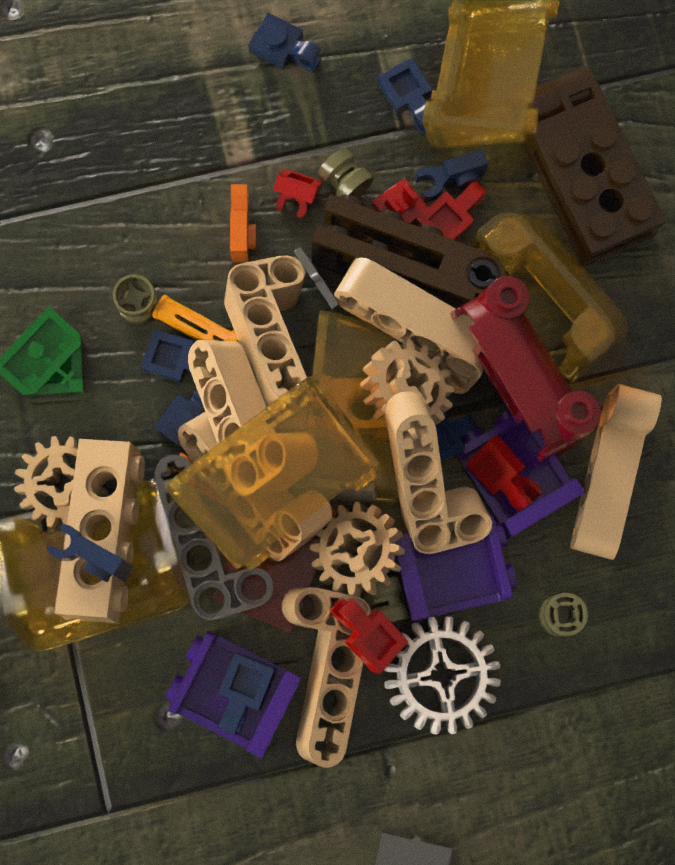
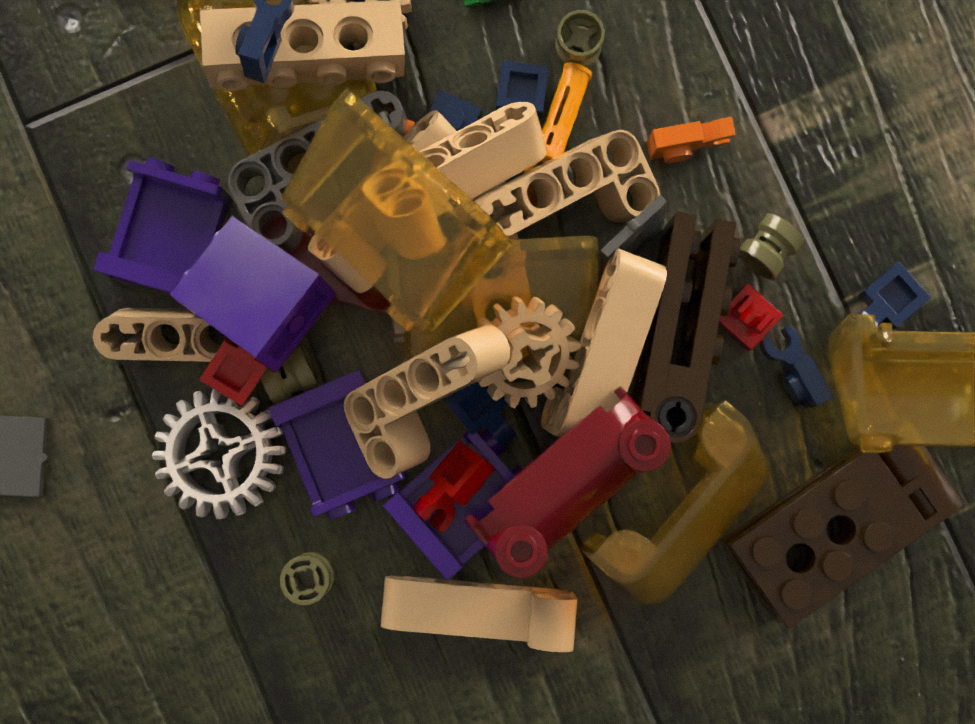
camera: 85 degrees right, 5 degrees up
(246, 686) = (168, 241): dark blue plate -> none
(281, 41) = (918, 147): dark blue plate -> none
(298, 187) = (746, 195): red tile -> none
(313, 611) = (254, 293): none -> dark purple panel
(340, 541) = (352, 318): tan gear -> none
(452, 214) = (745, 373): red plate -> none

